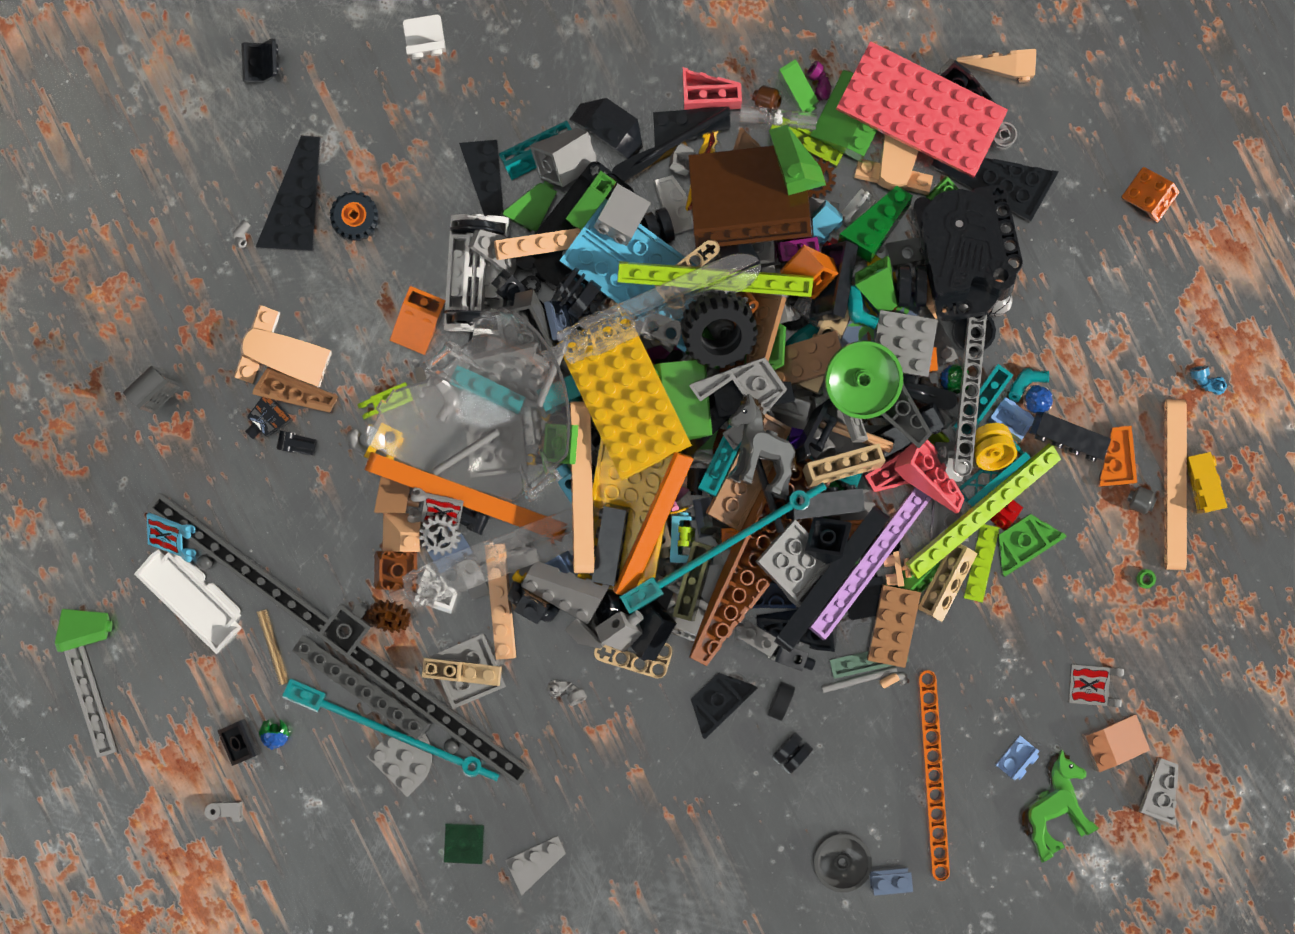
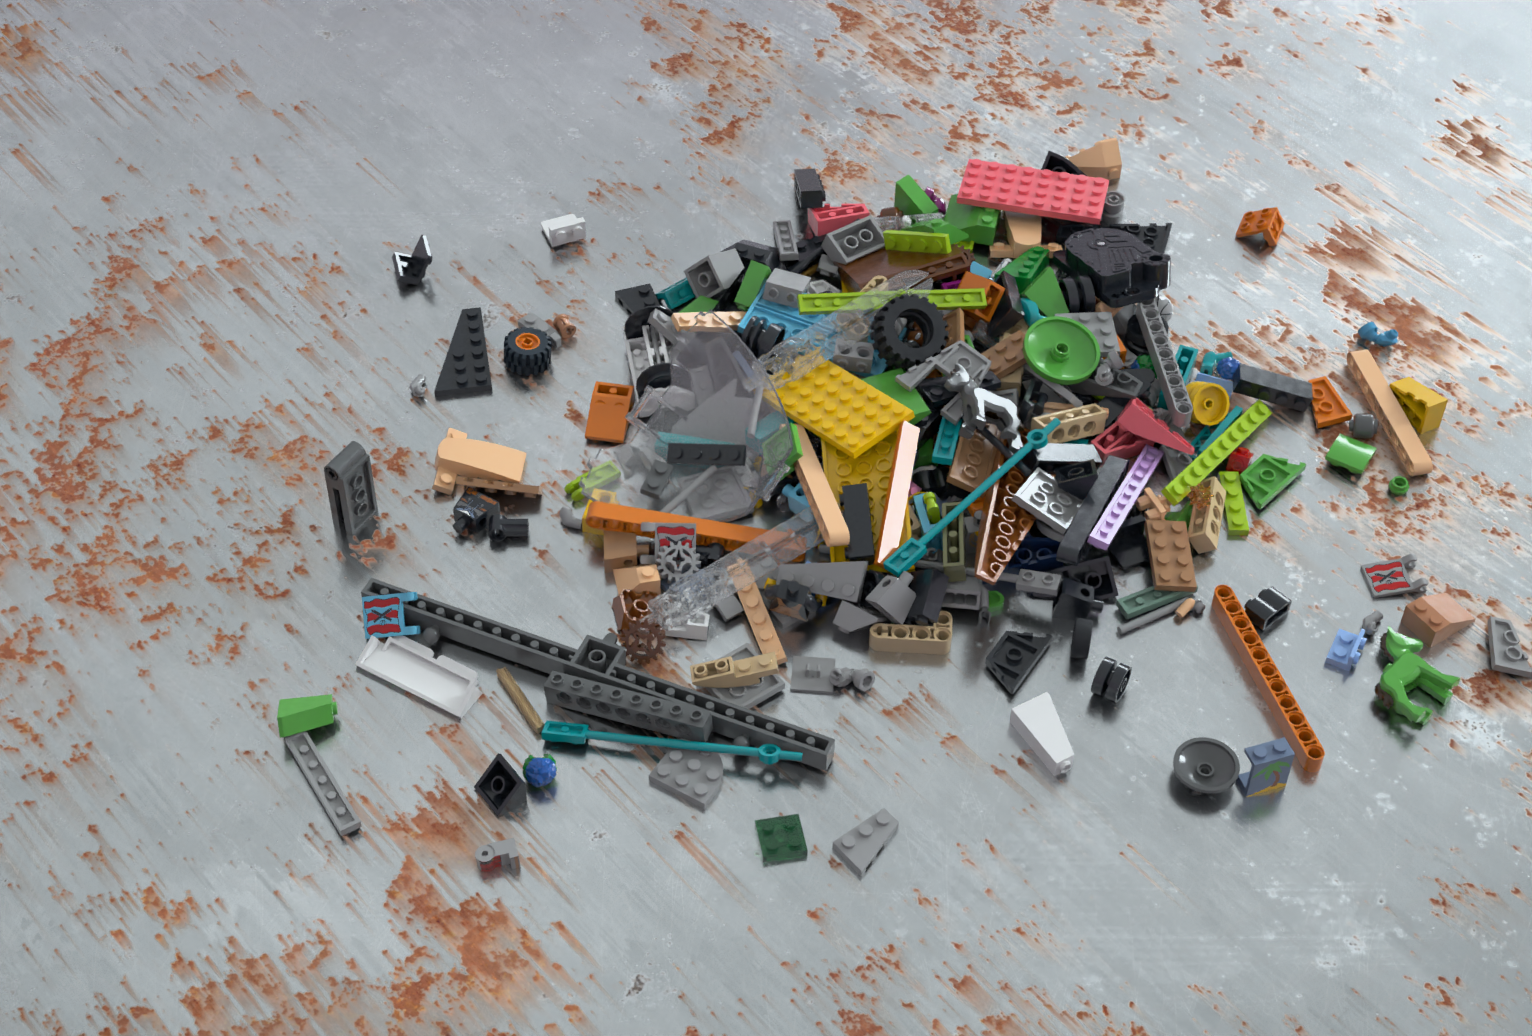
camera: 15 degrees left, 40 degrees down
(373, 179) = (533, 320): none -> light grey hinge
(398, 183) = (565, 325): none -> nougat bush
(441, 429) = (657, 479): none -> dark grey plate
(492, 418) = (706, 454): none -> black plate
(534, 674) = (812, 674): none -> light grey piece
(648, 109) = (785, 240): none -> light grey tile
(689, 44) = (809, 188): none -> black brick
(714, 147) = (854, 241): none -> light grey slope
(716, 788) = (1043, 731): none -> white slope
(772, 182) = (917, 241): none -> lime plate
(897, 418) = (1104, 375): none -> light grey arm
(941, 574) = (1205, 497): none -> clear orange gear
(963, 698) = (1267, 607): none -> black brick
(1050, 734) = (1370, 621): none -> light grey arm
(1115, 531) = (1350, 454): none -> bright green slope

